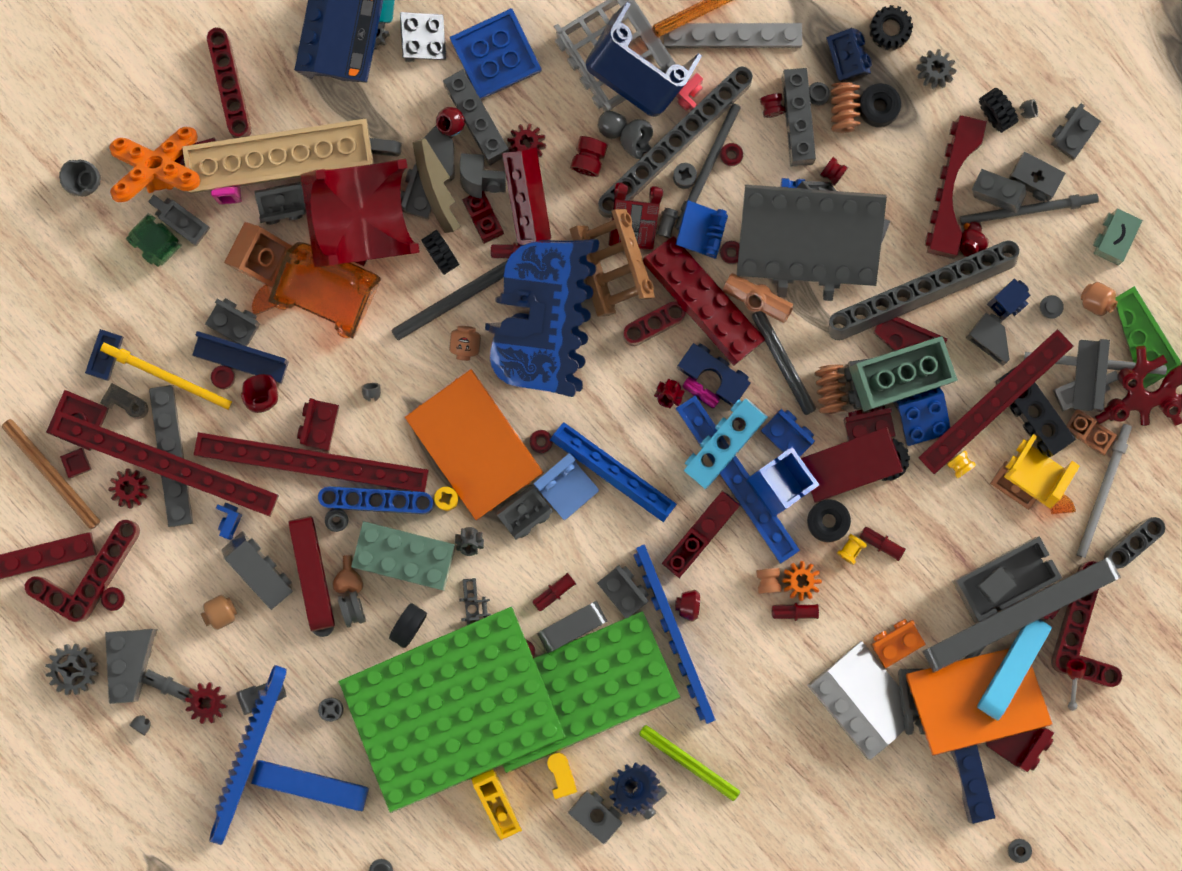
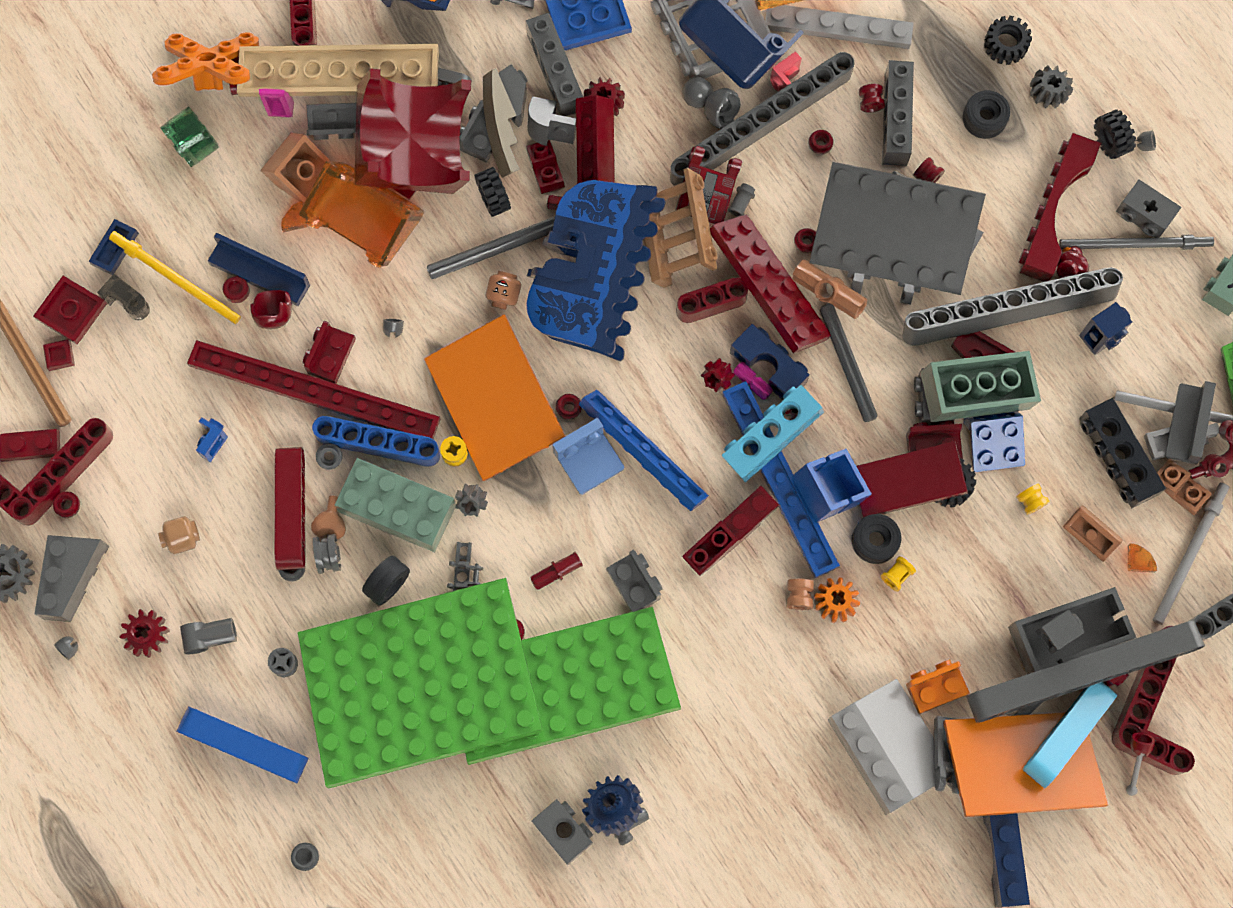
camera: 10 degrees right, 10 degrees down
(79, 177) = (126, 64): dark grey hair -> none
(125, 497) = (104, 381): dark red gear -> none
(164, 463) = (153, 366): dark red plate -> none
(166, 685) = (104, 607): dark grey pin -> none
(169, 440) = (162, 363): dark grey plate -> none
(179, 219) = (223, 122): dark grey hinge -> none
(233, 323) = (258, 233): dark grey bracket -> none
(247, 754) = (173, 701): blue gear -> none
(257, 570) = (231, 496): dark grey wedge -> none
(450, 121) = (526, 61): dark red piece -> none
(496, 804) = (450, 798): yellow slope -> none
(524, 512) = (537, 478): dark grey bracket -> none
(559, 766) = (533, 780): yellow leg -> none
(572, 627) = (570, 611): dark grey beam -> none
(590, 153) = (669, 117): dark red wheel -> none
(677, 644) = (686, 649): blue plate -> none
(683, 180) = (767, 161): dark grey wheel -> none
(688, 605) = (705, 607): dark red cone -> none
(689, 762) = (680, 787): lime axle -> none
(702, 229) = (778, 210): blue hinge -> none
(710, 161) = (768, 187): dark grey bar -> none
(786, 433) = (841, 433): blue bracket -> none
(795, 611) = (825, 633): dark red axle -> none
(819, 93) = (922, 94): dark grey plate -> none
(830, 389) = (896, 396): nougat piece -> none
(844, 107) = (949, 110): nougat piece -> none
(849, 54) = (959, 59): dark blue bracket -> none
(882, 543) = (933, 573): dark red axle -> none
(991, 337) = (1080, 369): dark grey slope -> none
(996, 401) = (1080, 433): dark red plate -> none
(999, 191) = (1107, 216): dark grey brick -> none
(1023, 748) = (1069, 828): dark red bracket -> none
(1039, 474) = (1119, 522): yellow panel -> none
(1051, 307) = (1151, 347): dark grey plate -> none
(1076, 131) = (1195, 171): dark grey bracket -> none
(1099, 299) = (1205, 344): nougat head -> none

